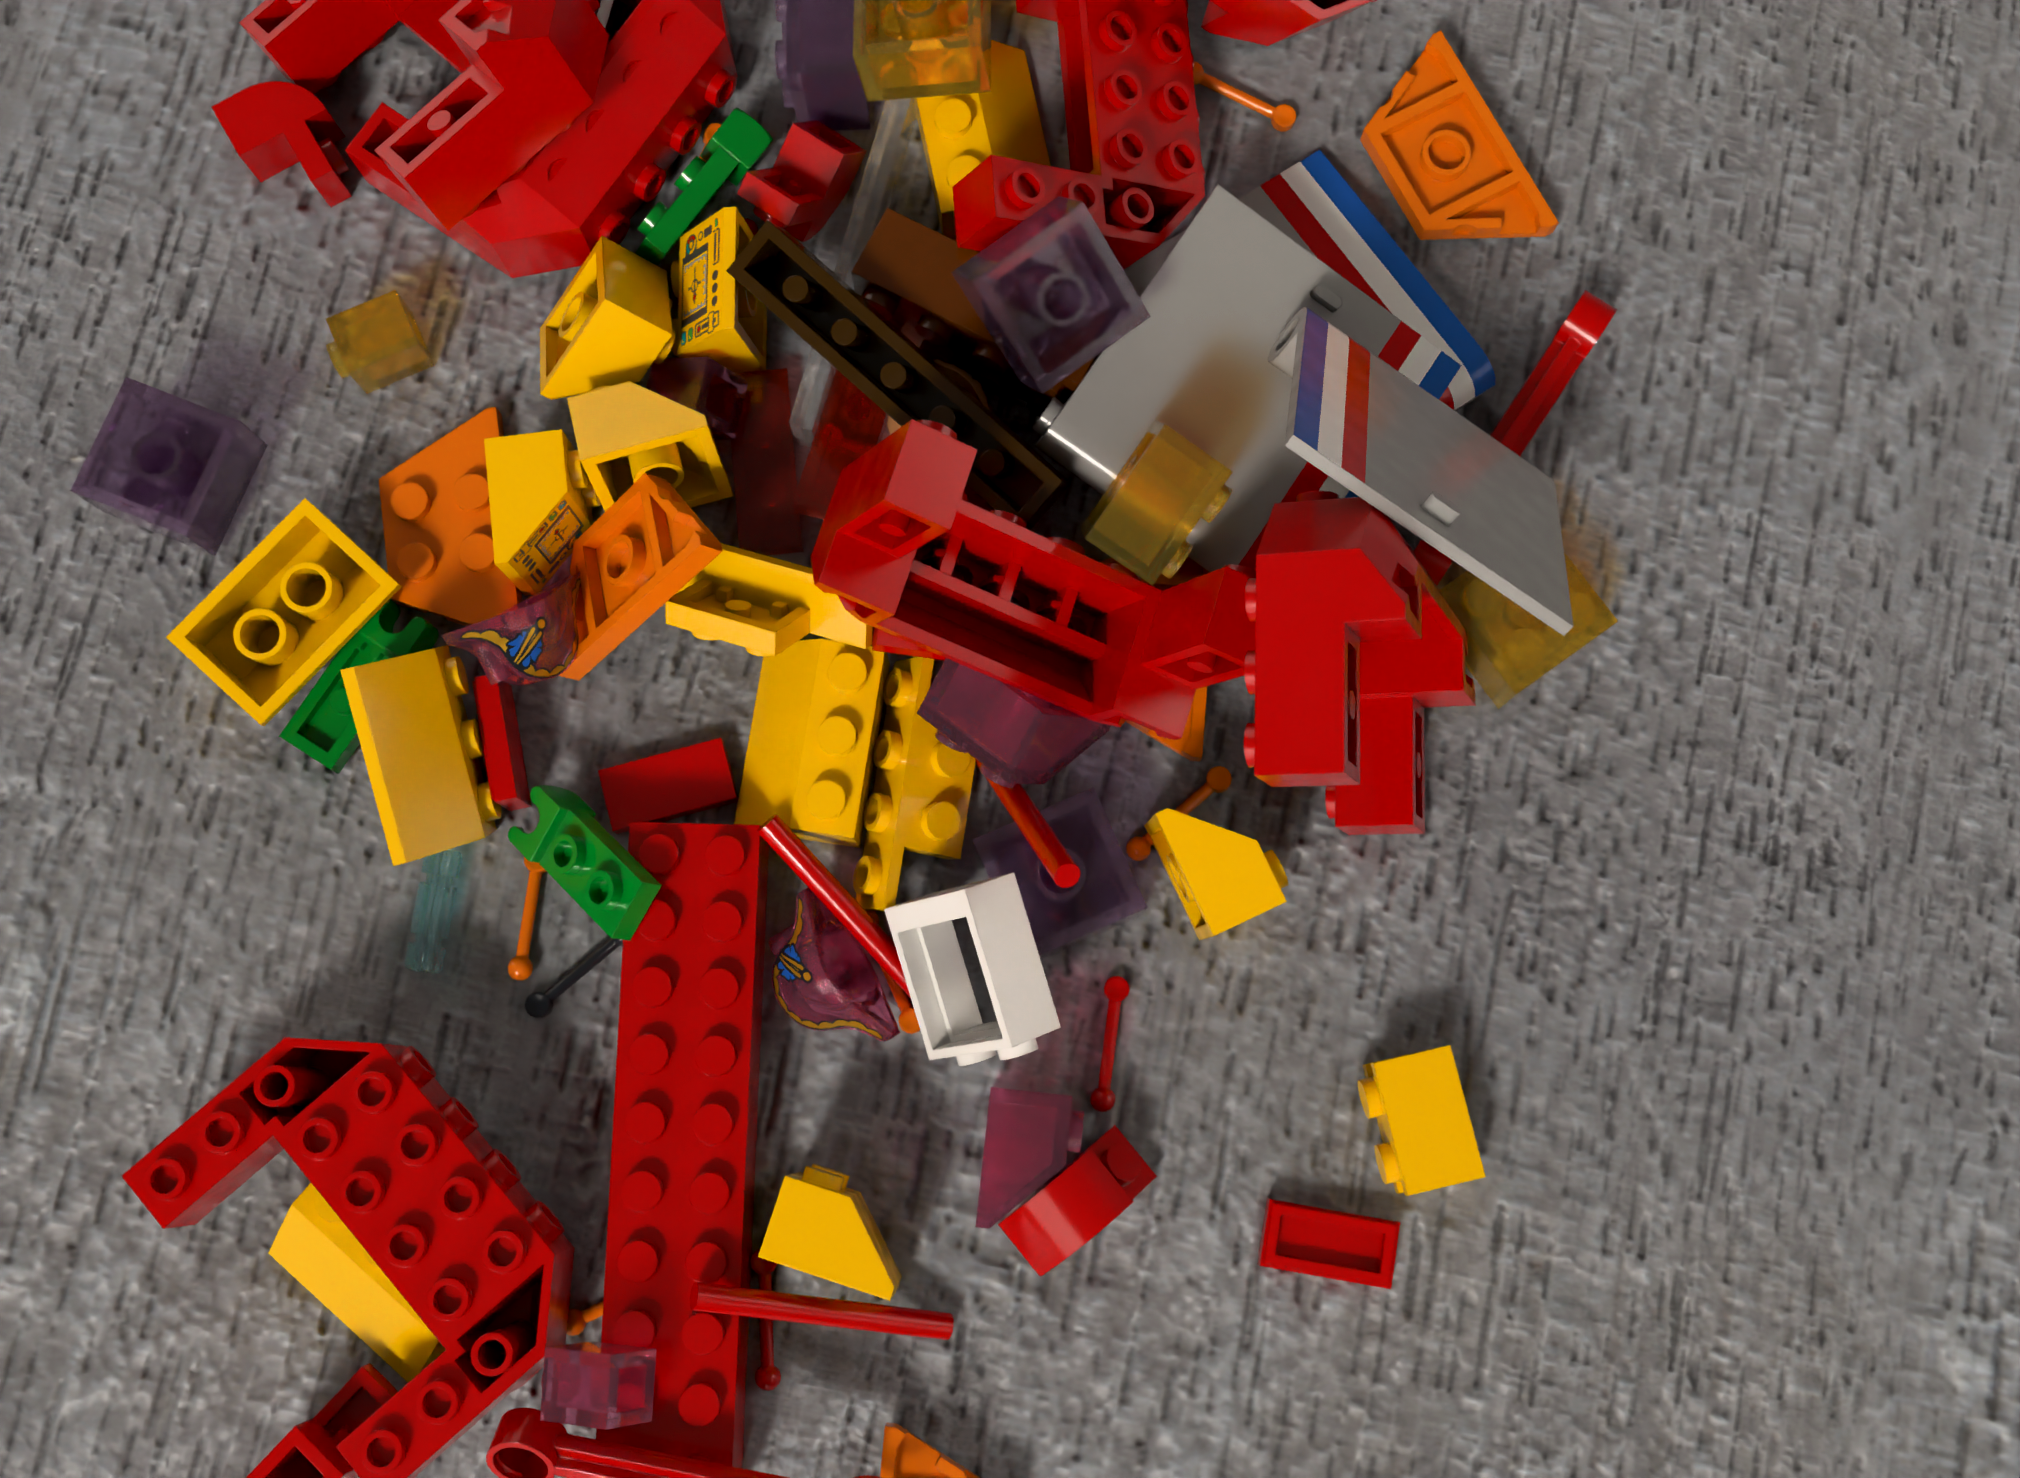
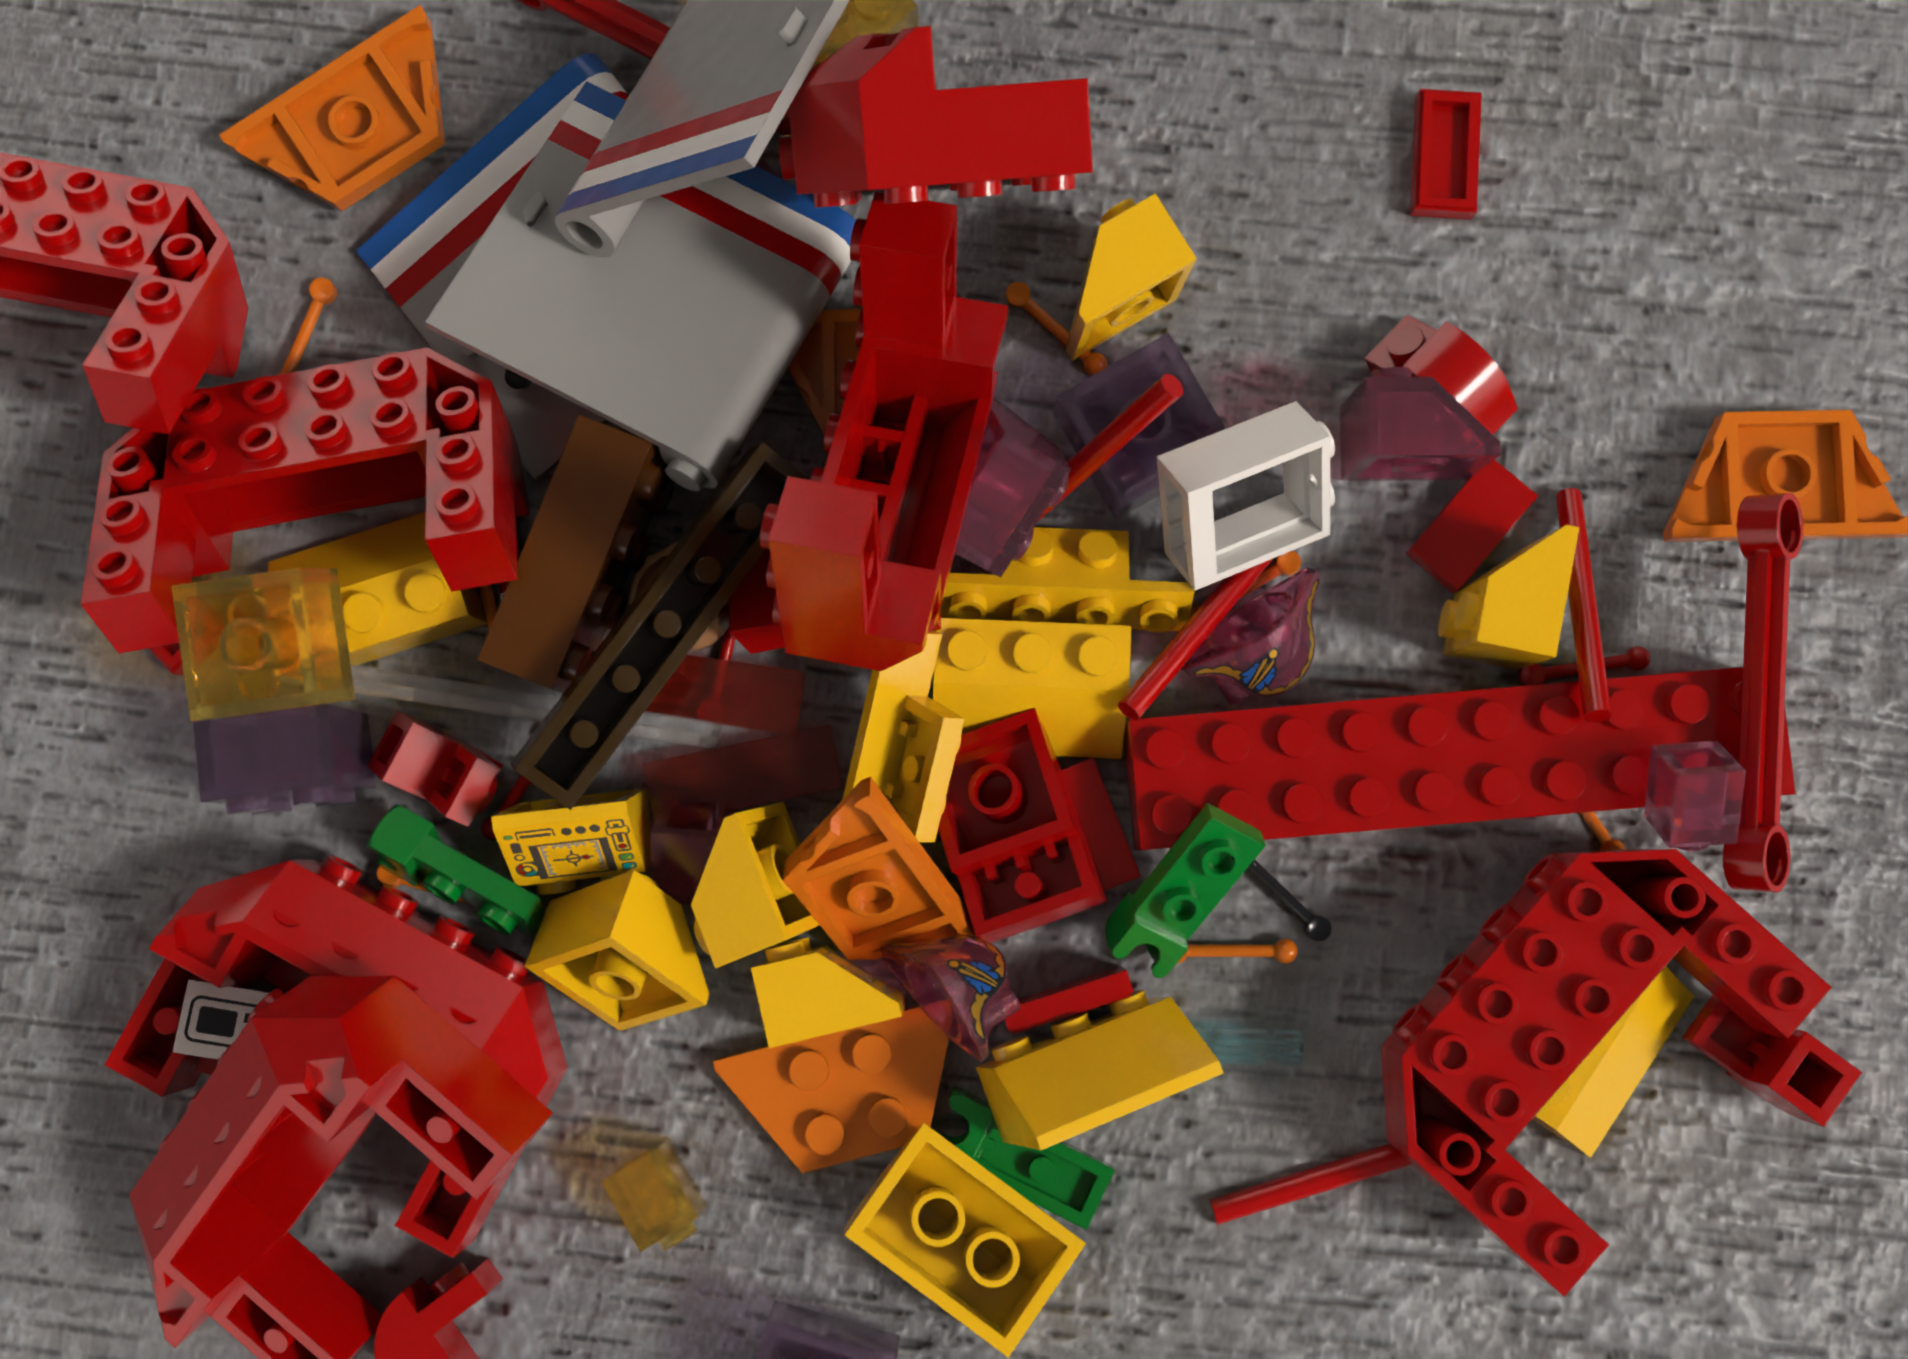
camera: 95 degrees left, 5 degrees up
(290, 952) = (1307, 1183): none -> red bar
(672, 709) = (1016, 831): none -> red slope
(928, 1217) = (1471, 525): none -> red tile
(1051, 293) = (570, 464): brick -> none
(1115, 990) = (1235, 371): red hinge -> none
(1157, 503) = (780, 343): clear yellow brick -> none
(1420, 1121) = (1326, 74): yellow brick -> none

